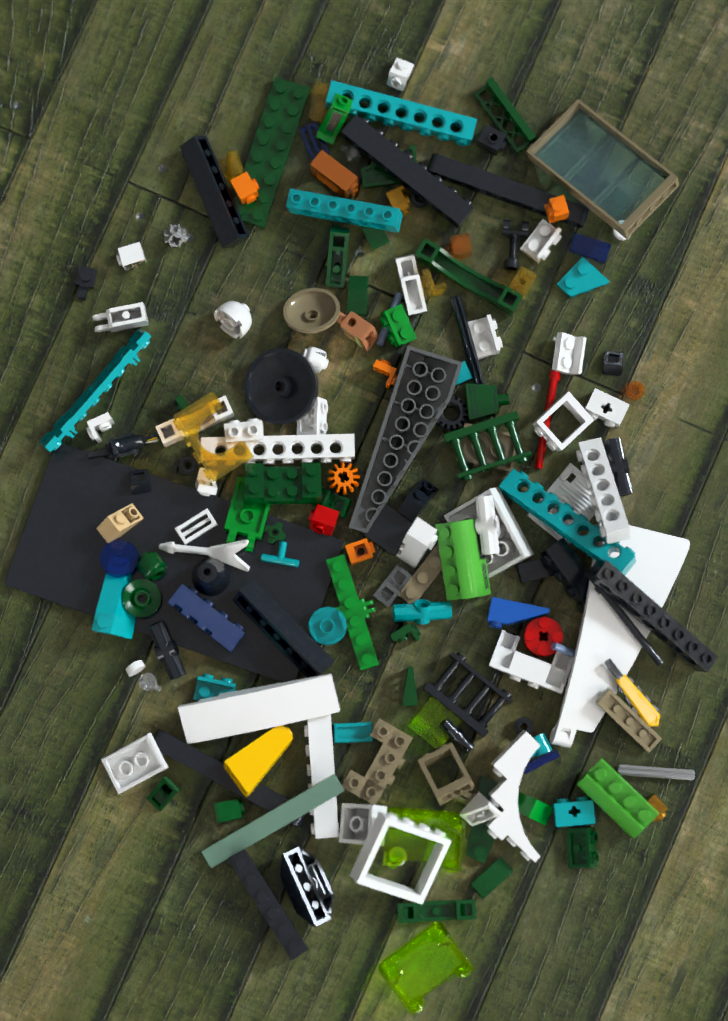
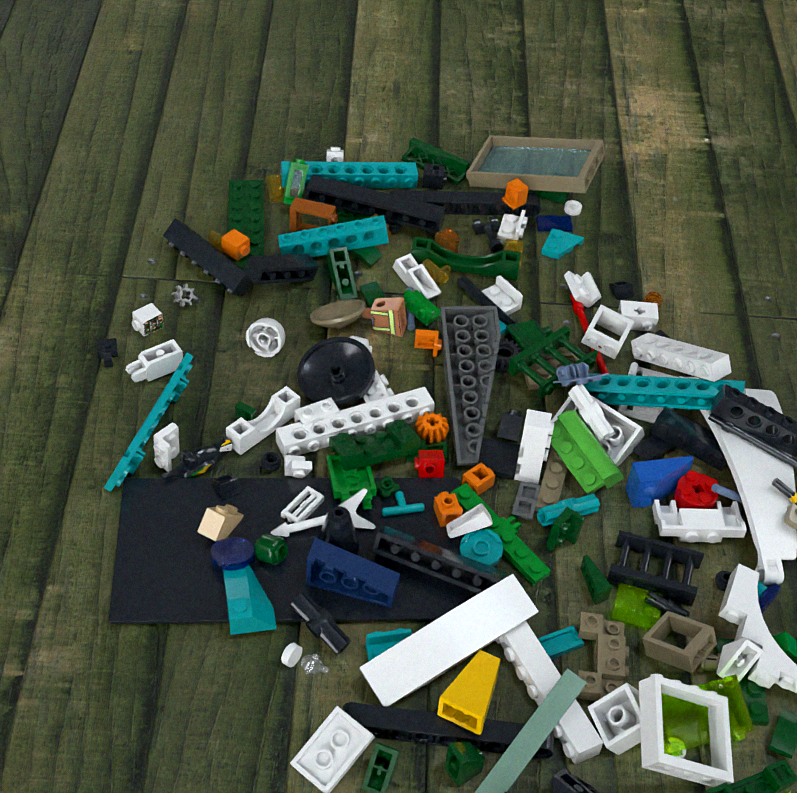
camera: 30 degrees left, 35 degrees down
(151, 596) = (272, 580): dark green dish -> none
(190, 421) = (300, 439): clear yellow arch -> none
(276, 238) = (280, 268): none -> black brick
(308, 128) = (283, 209): clear blue tile -> none
(319, 582) = (445, 505): none -> orange brick
(337, 597) = (470, 521): none -> white slope
(496, 480) = (576, 373): none -> sand blue hinge

